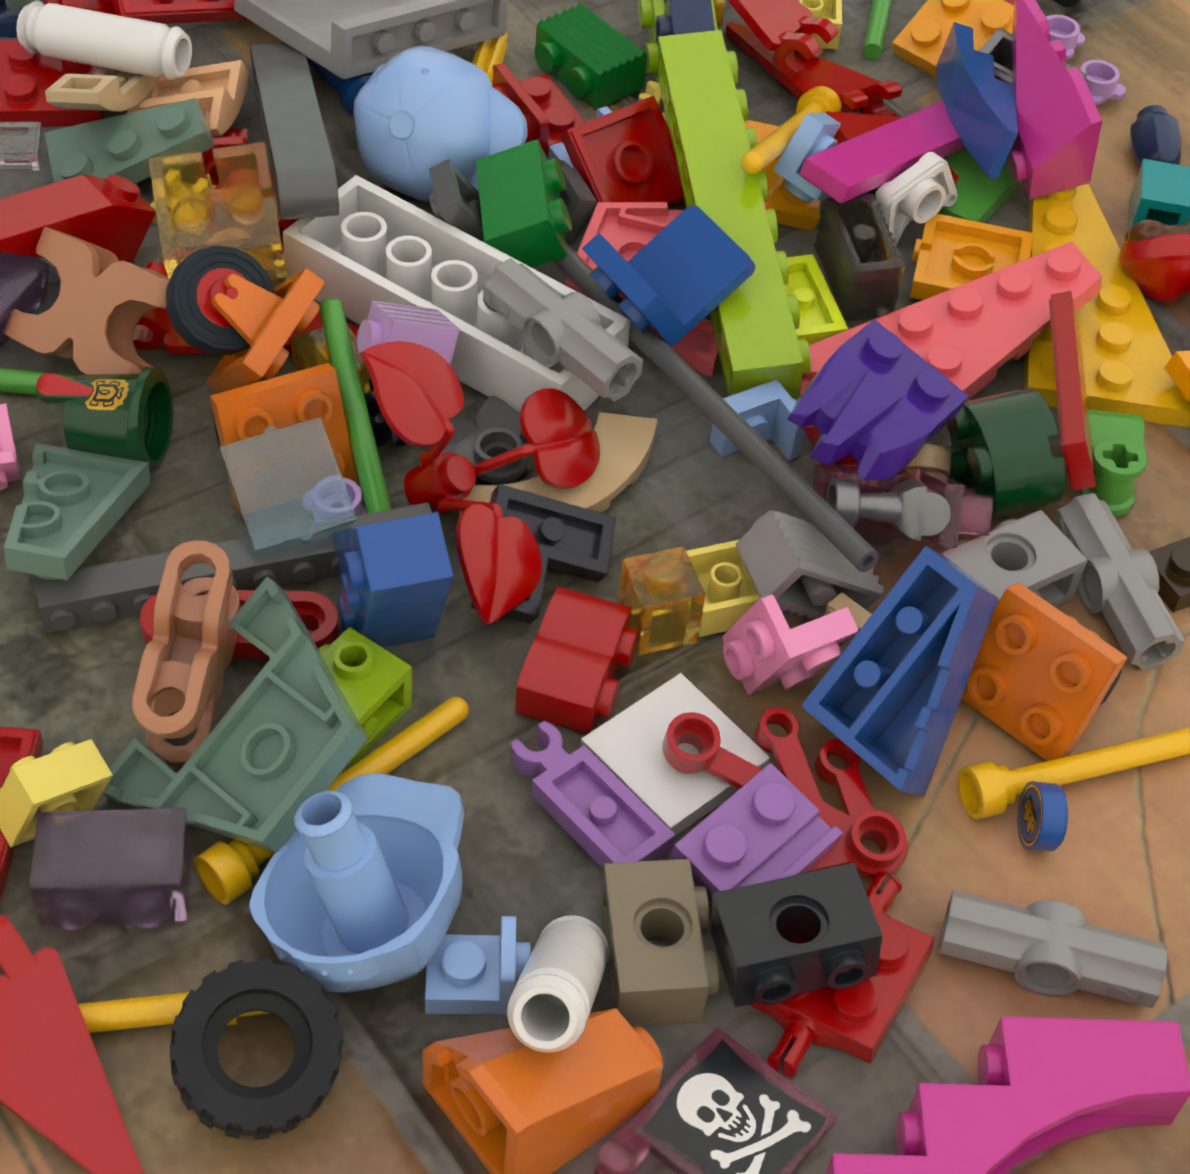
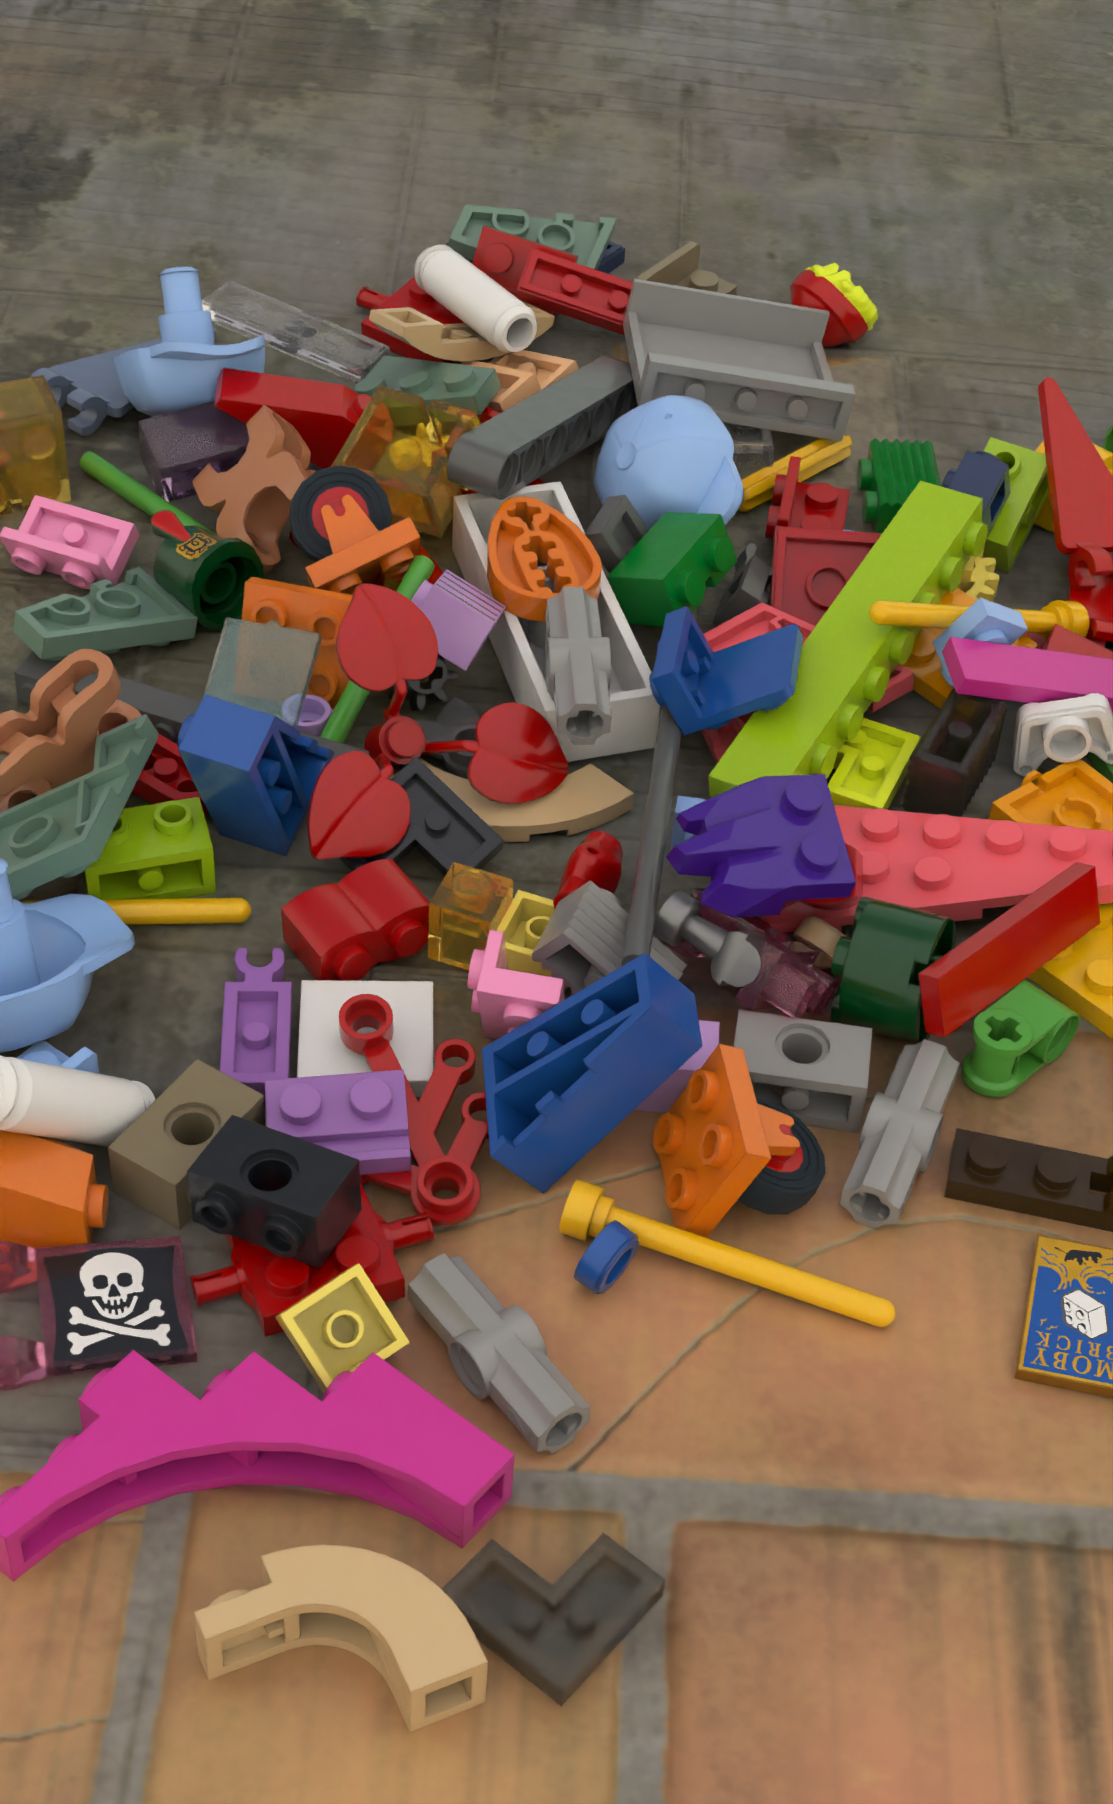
camera: 40 degrees right, 5 degrees down
(421, 252) = (531, 531): none -> orange piece
(708, 507) = (596, 860): none -> red piece
(944, 1014) = (341, 1326): none -> light yellow piece

